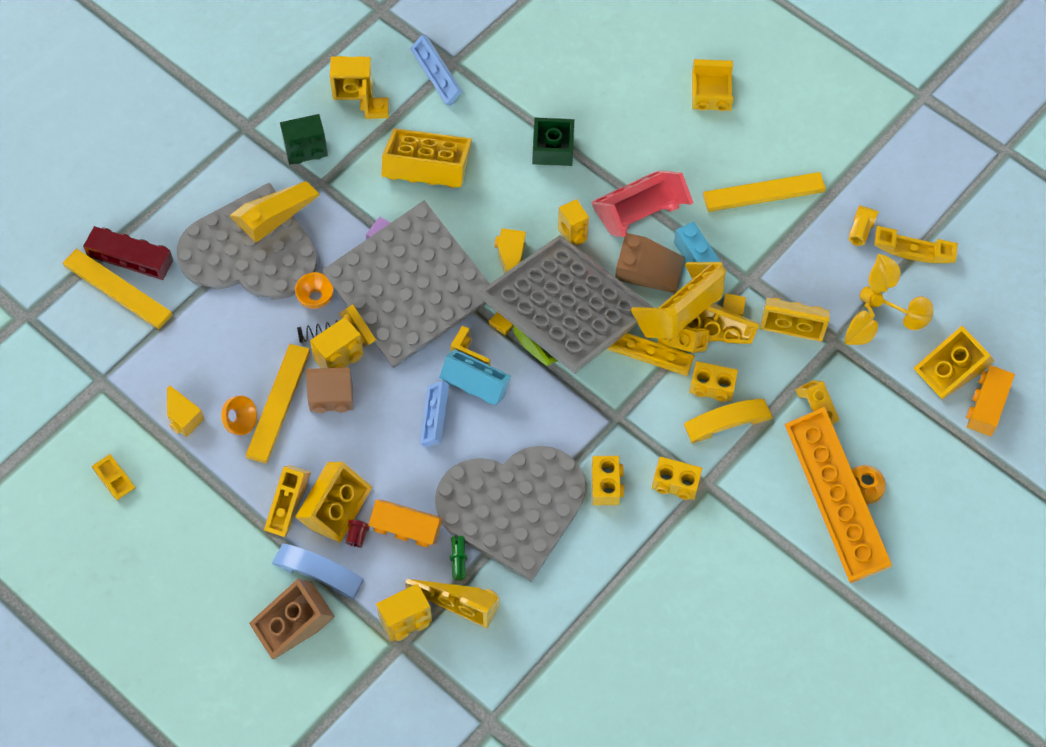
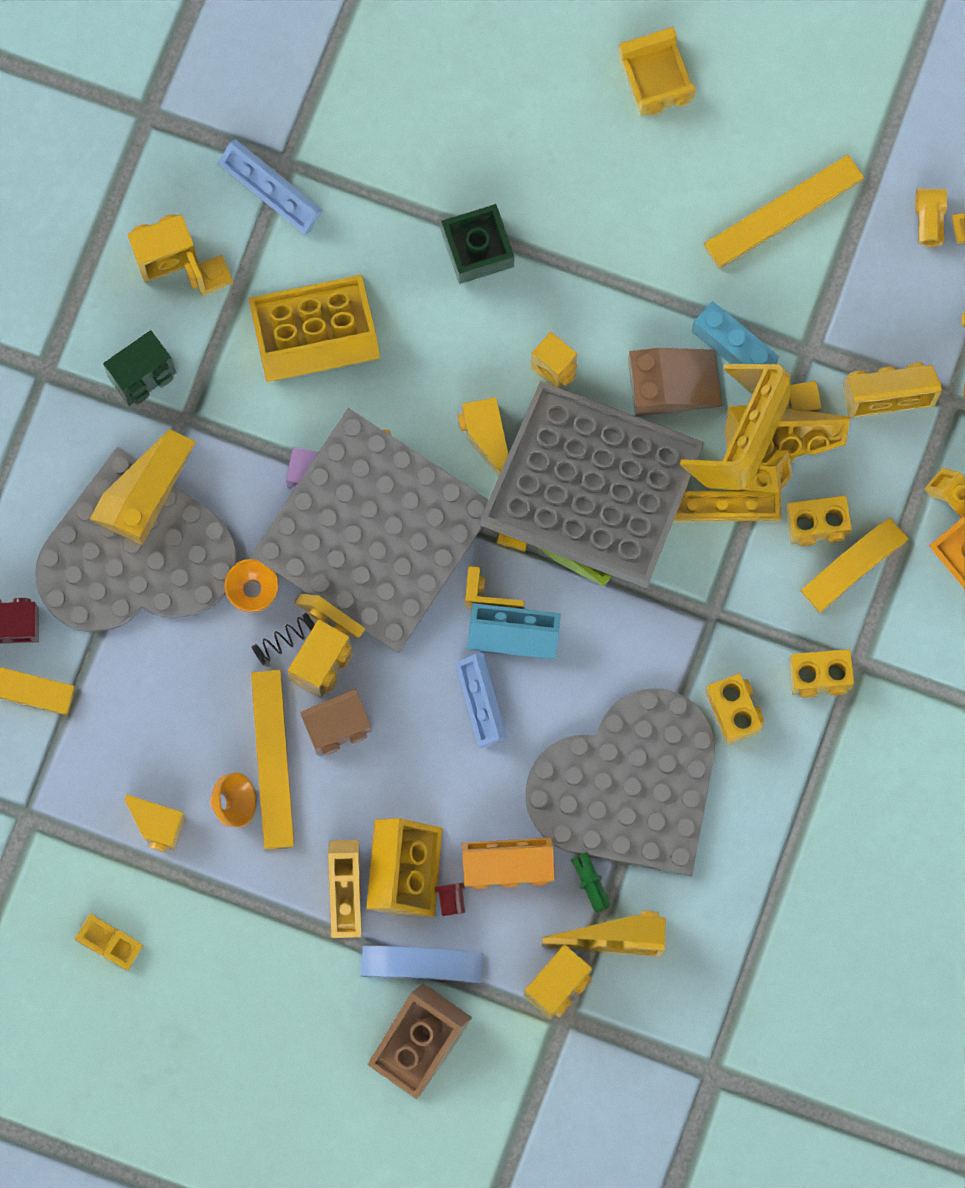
camera: 20 degrees left, 15 degrees up
(640, 199) = (622, 288): coral windscreen -> none

